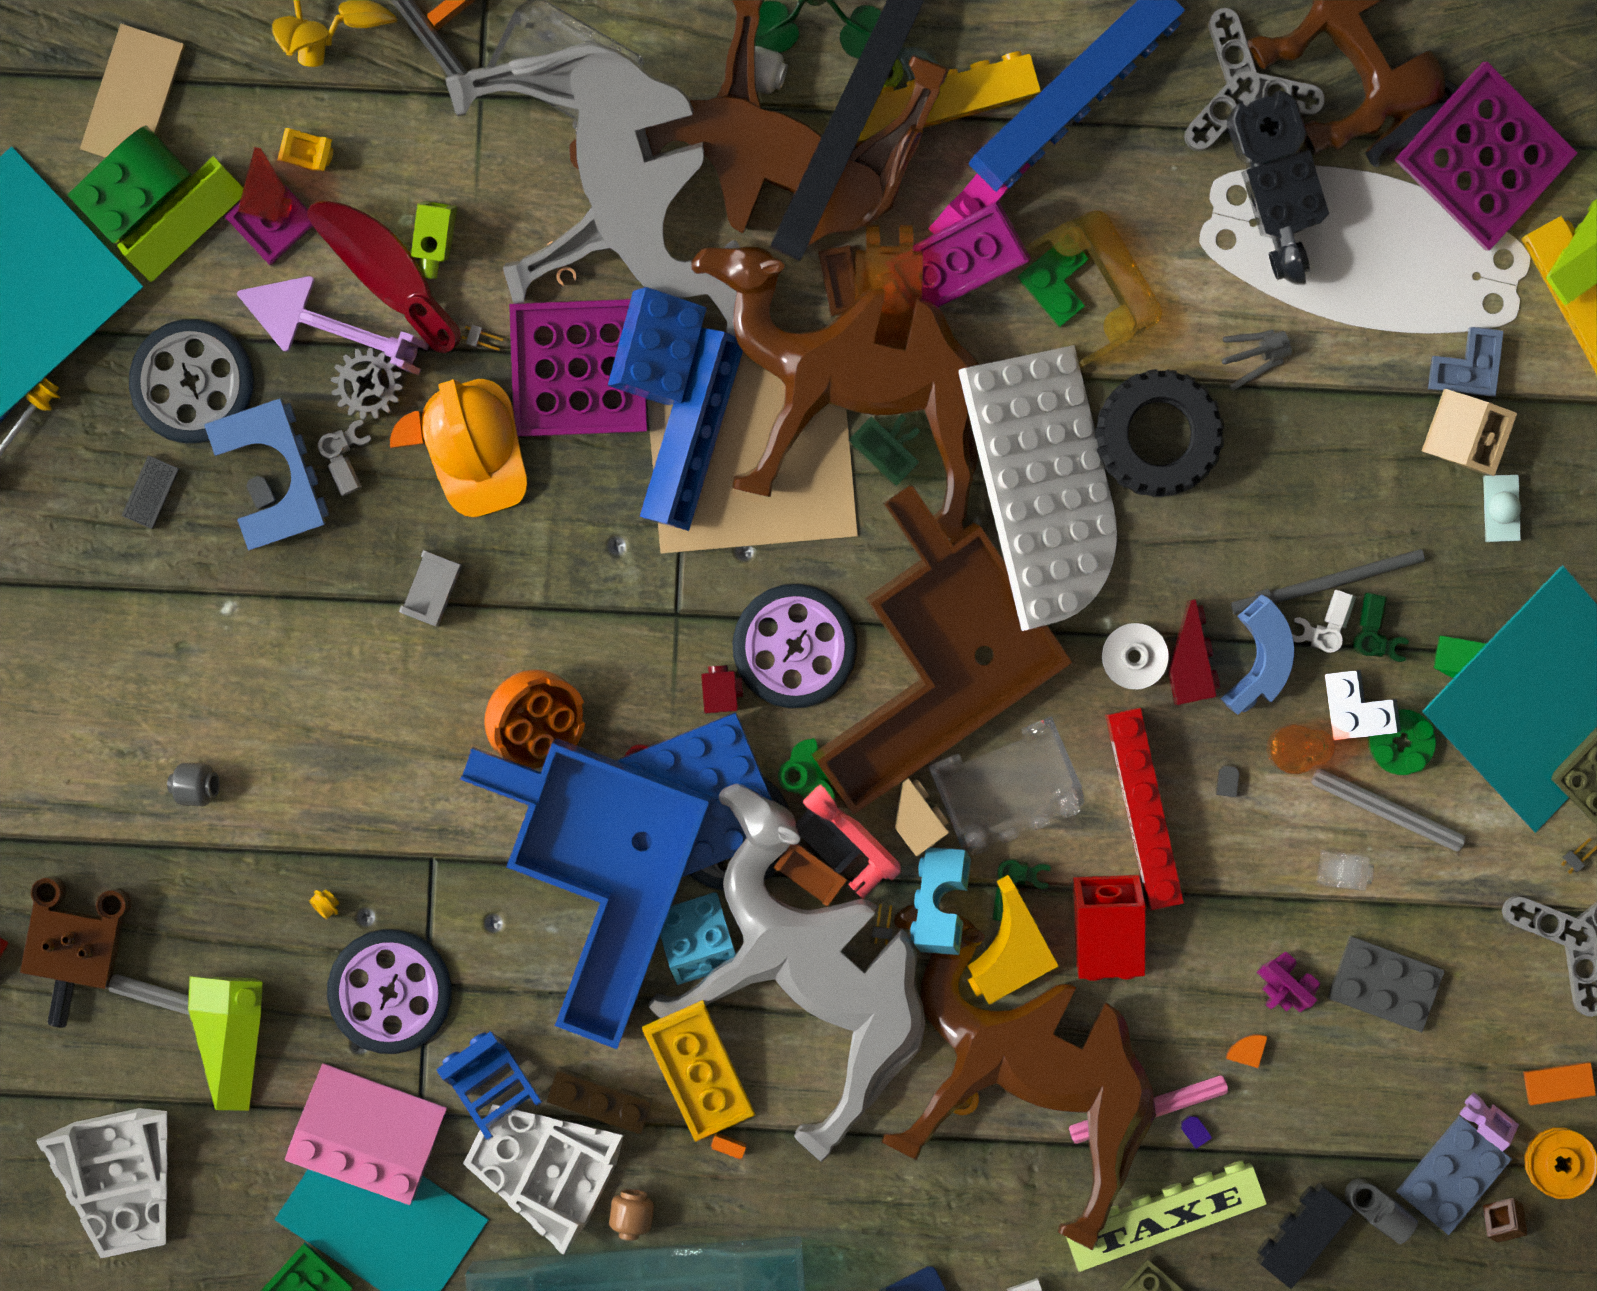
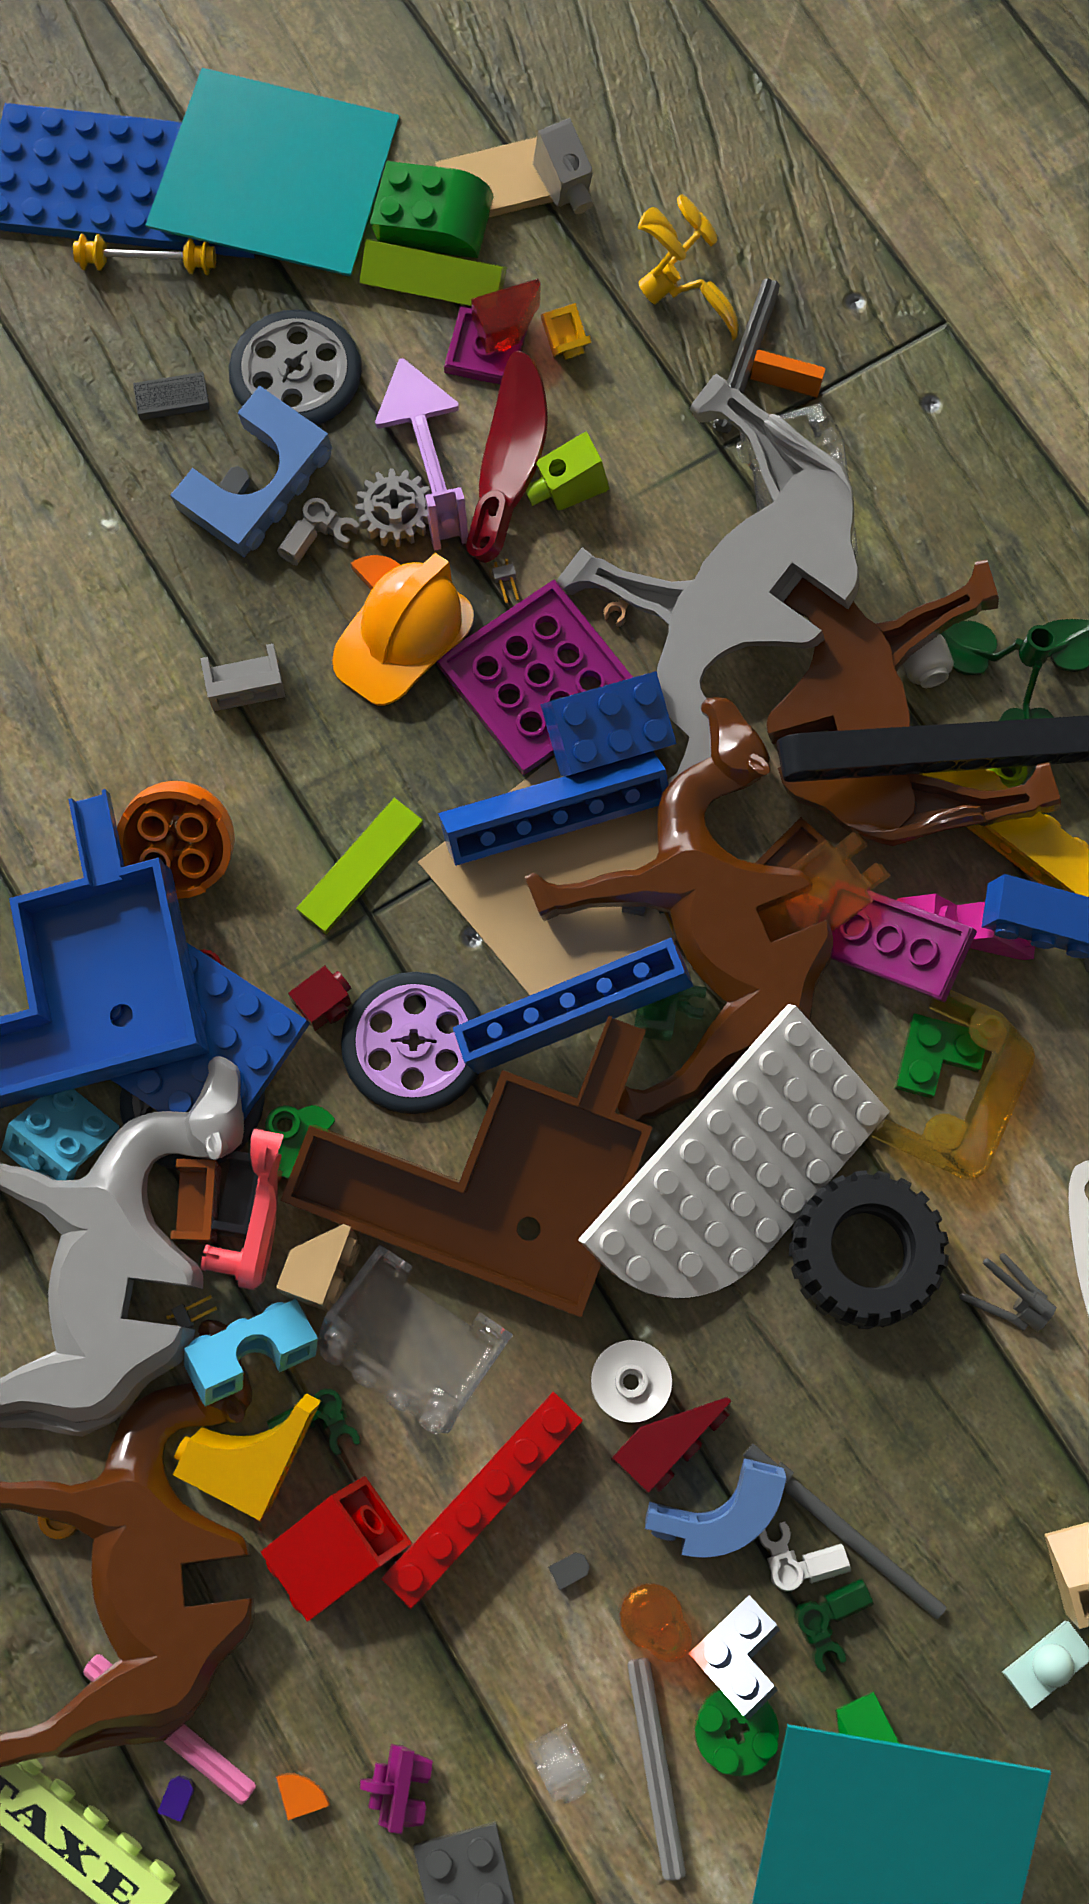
camera: 55 degrees right, 15 degrees down
(154, 52) = (564, 166): none -> light grey torso
(636, 597) = (359, 866): none -> lime tile
(856, 521) = (573, 1006): none -> blue brick

